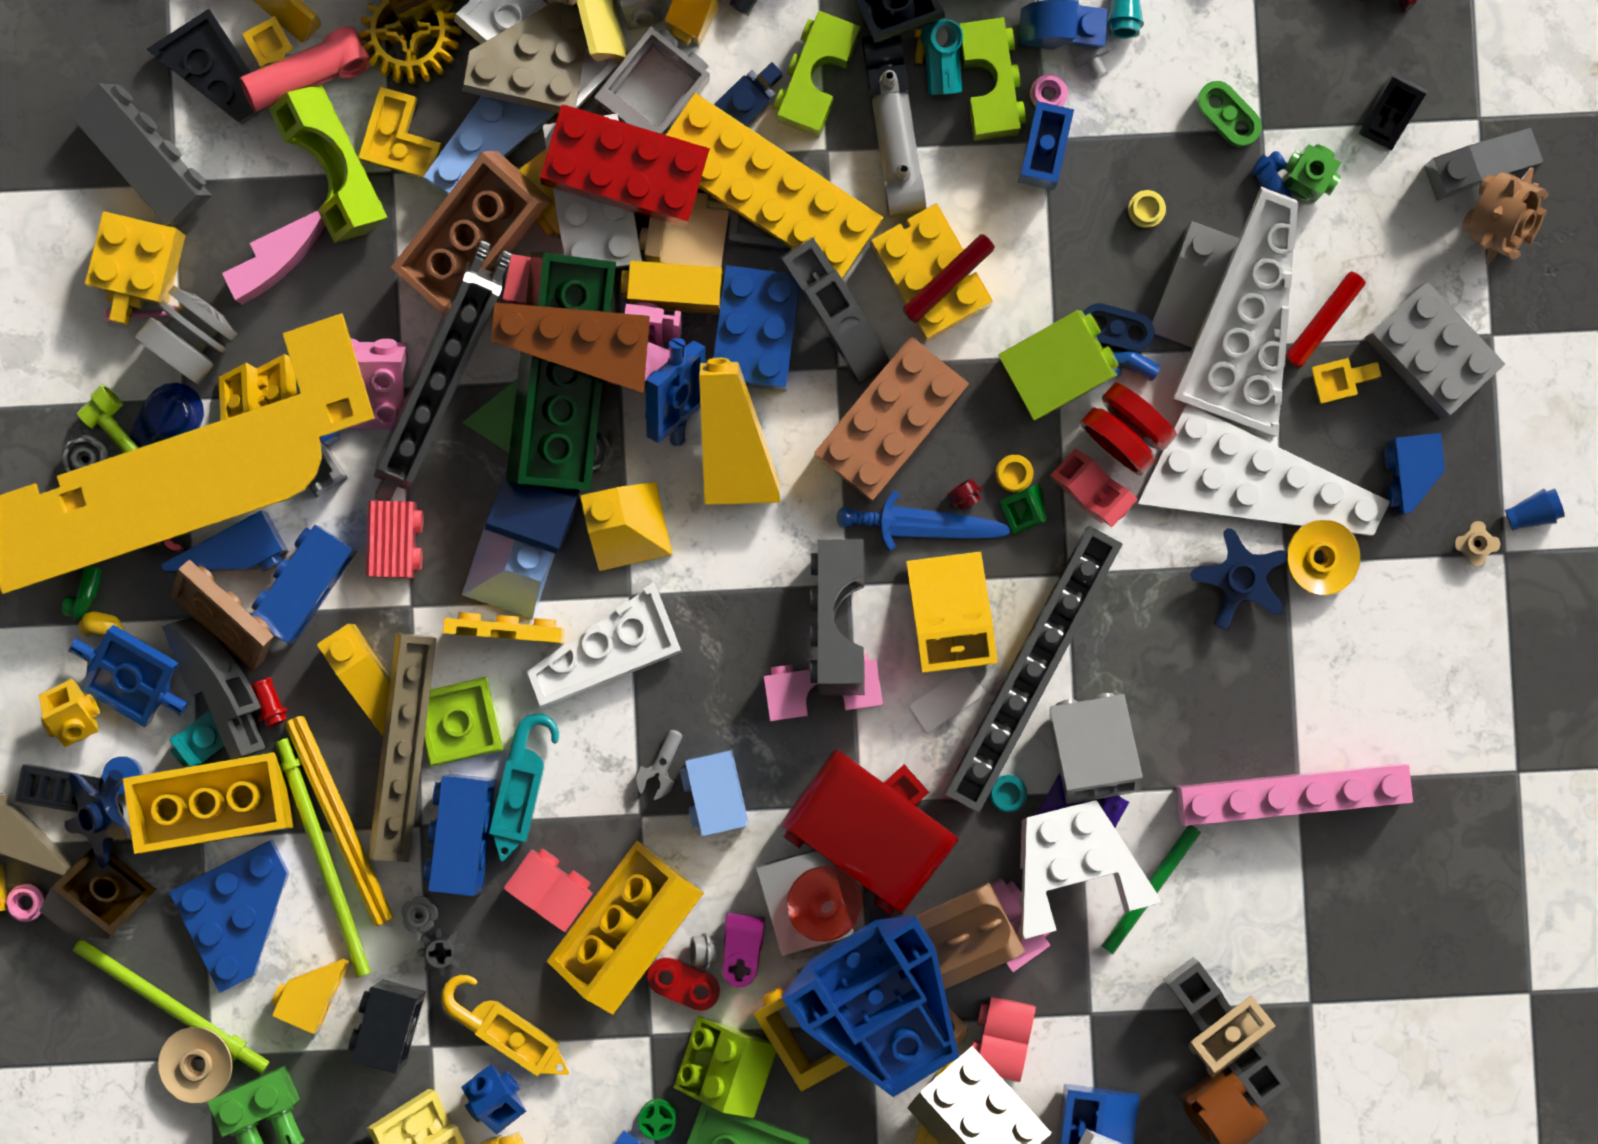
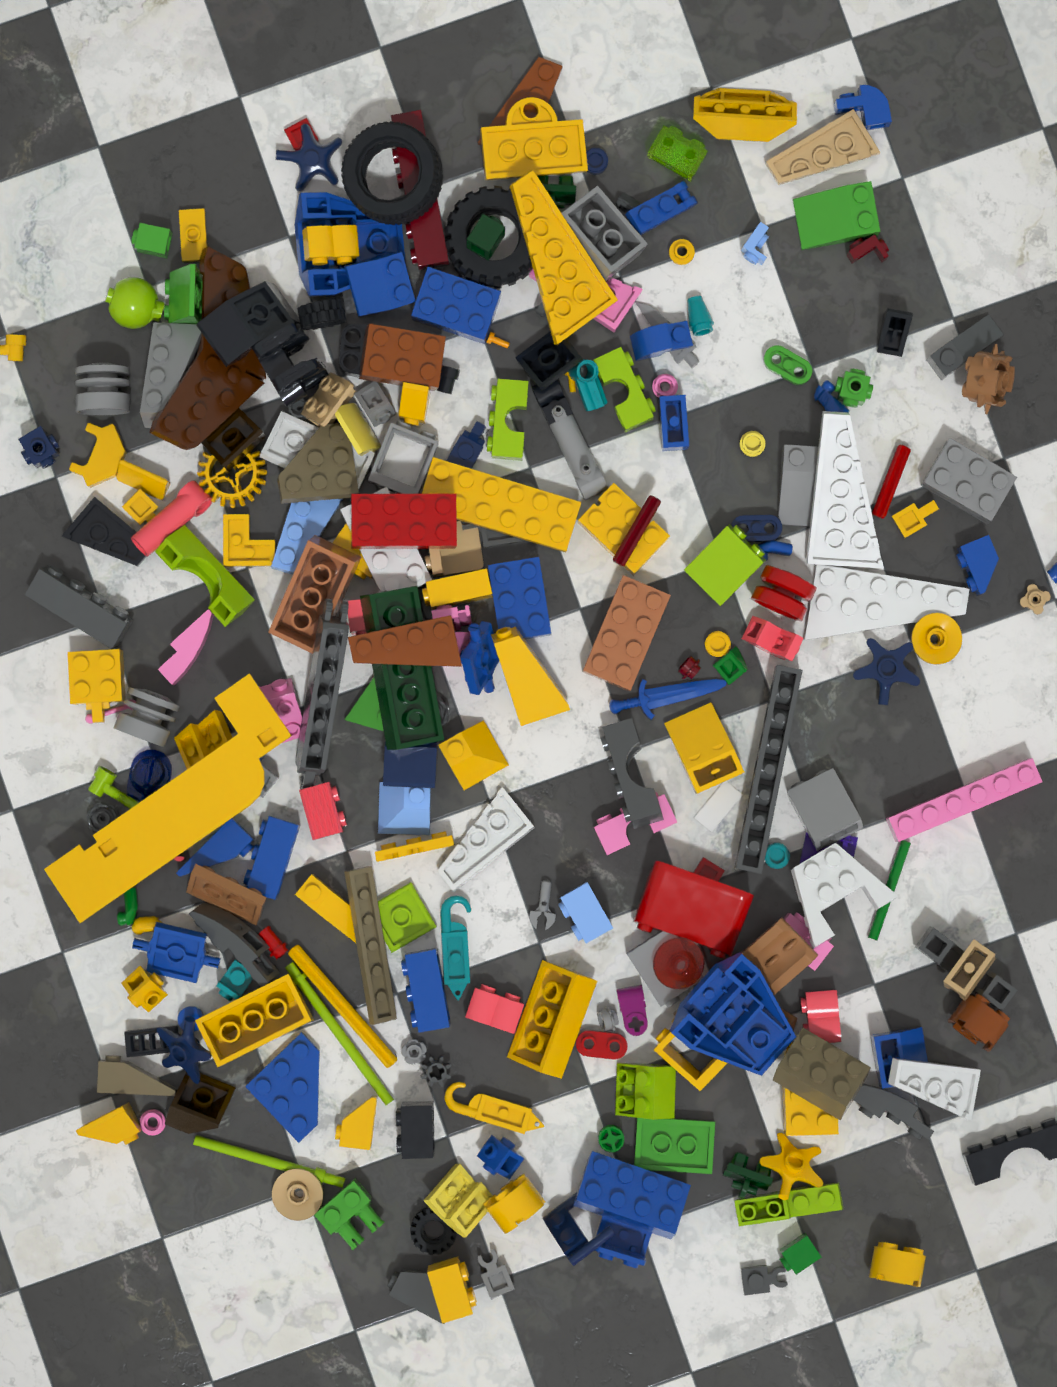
camera: 20 degrees left, 0 degrees up
(836, 309) = (568, 572): dark grey slope -> none

